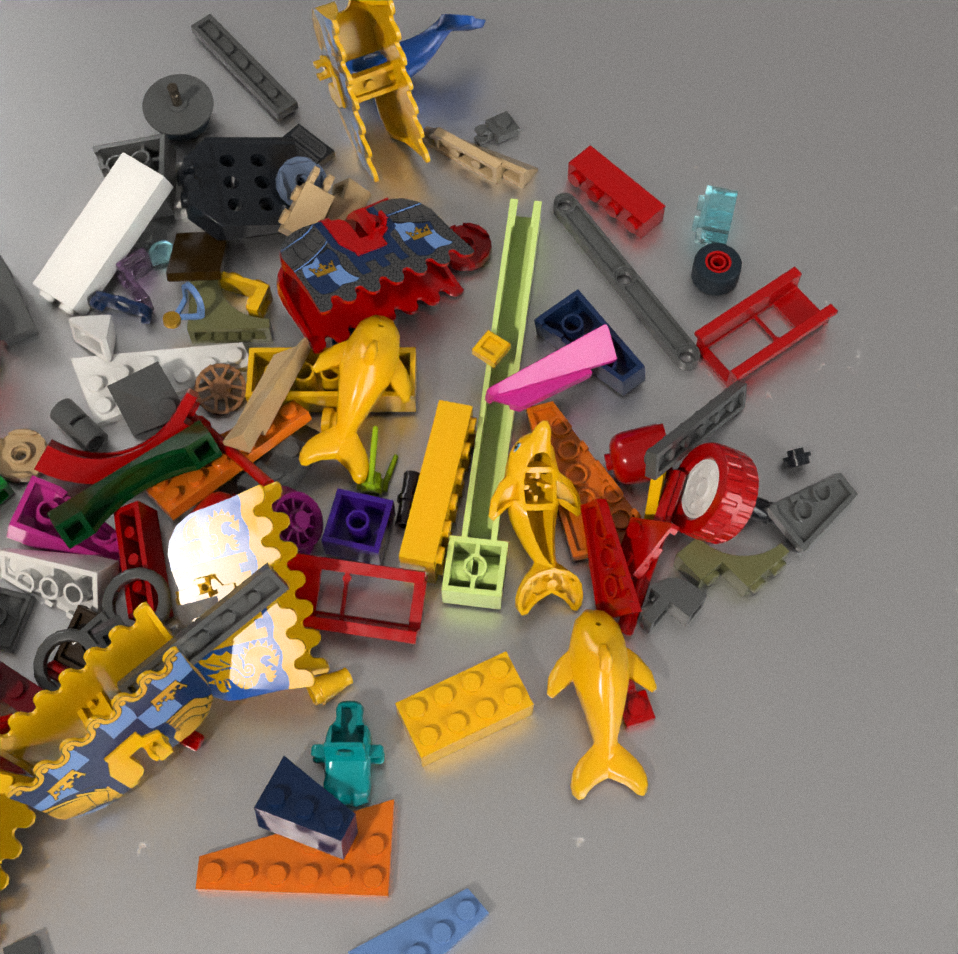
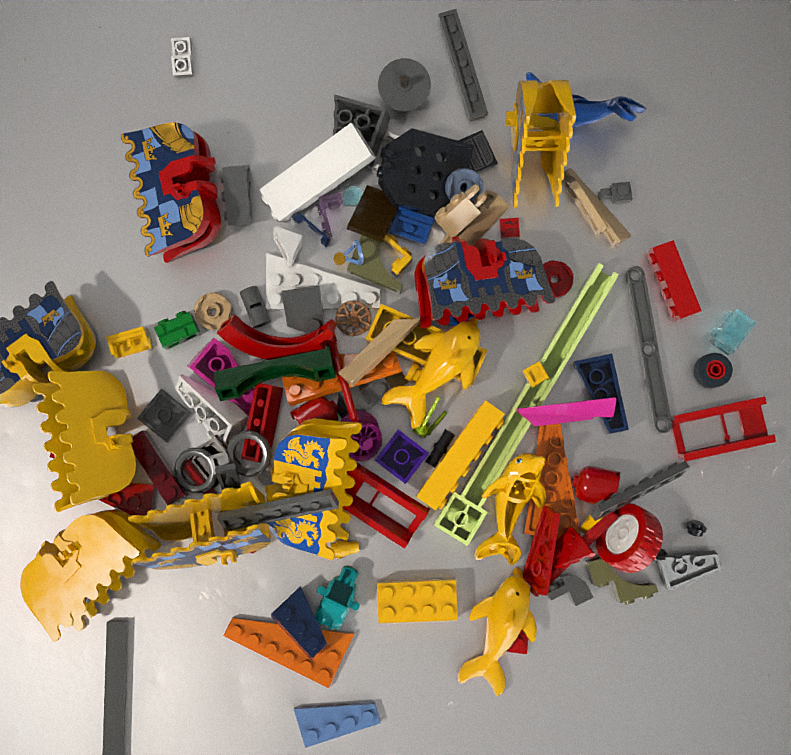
camera: 25 degrees right, 20 degrees up
(254, 255) = (412, 226): none -> blue plate

